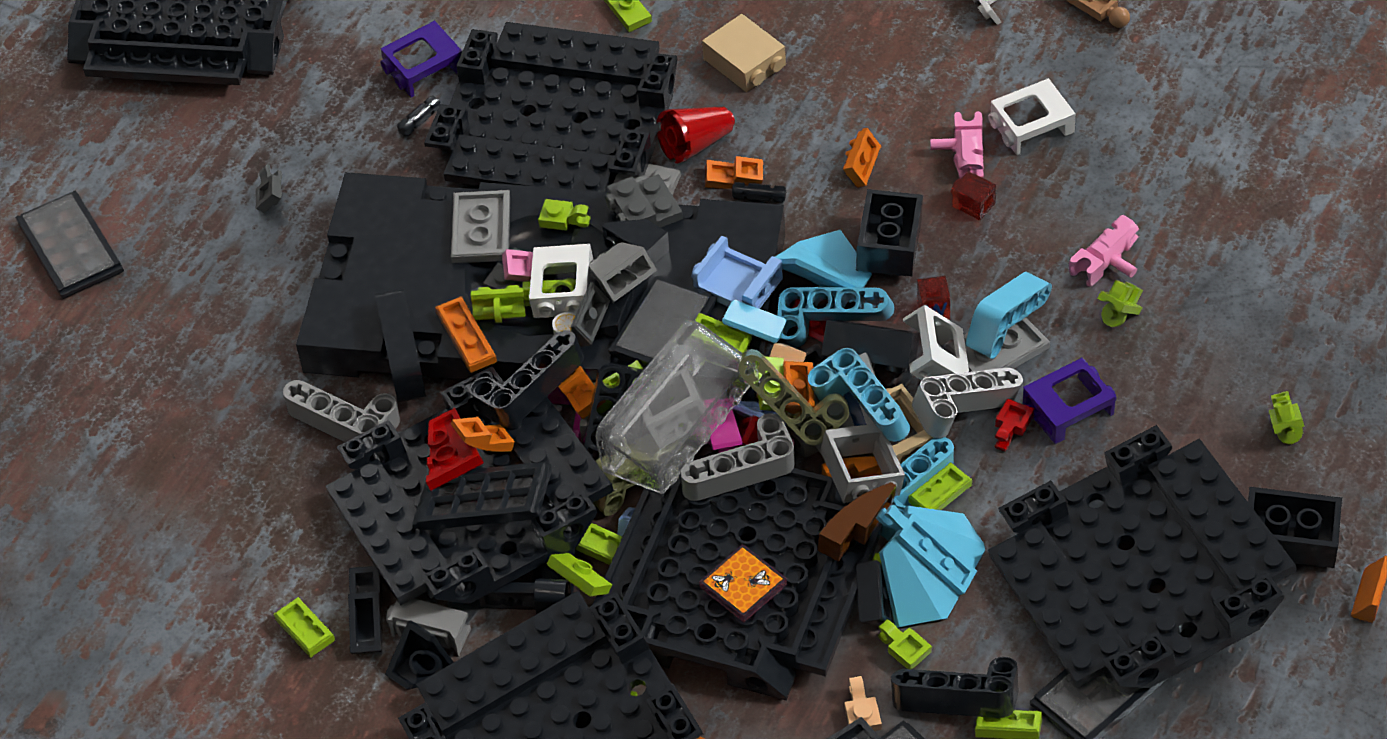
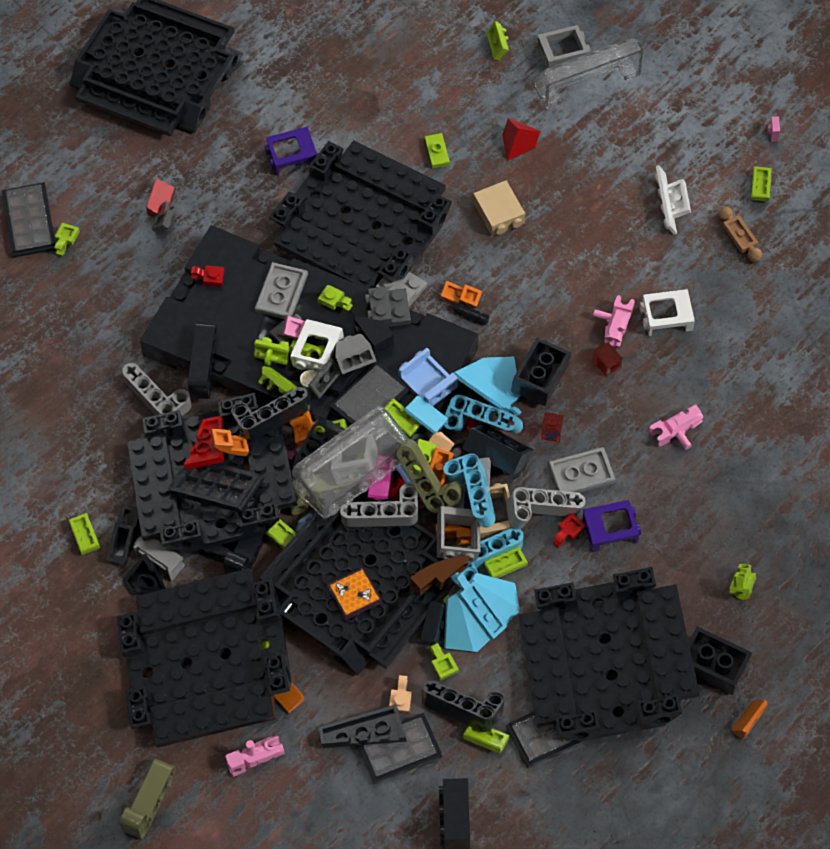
camera: 15 degrees right, 10 degrees up
(130, 250) = (65, 235): none -> lime plate
(251, 161) = (160, 193): none -> slope
(371, 233) = (211, 275): none -> red plate
(418, 116) = (276, 191): black axle -> none
(466, 334) = (245, 366): orange tile -> none
(516, 337) = (276, 379): none -> lime plate
(579, 574) = (257, 554): lime plate -> none
(692, 130) = (444, 257): red cone -> none
(861, 157) = (545, 309): orange plate -> none
(933, 331) = (533, 476): white window -> none
(1003, 310) = (593, 450): medium azure beam -> none
(1122, 301) = (670, 467): lime hips -> none

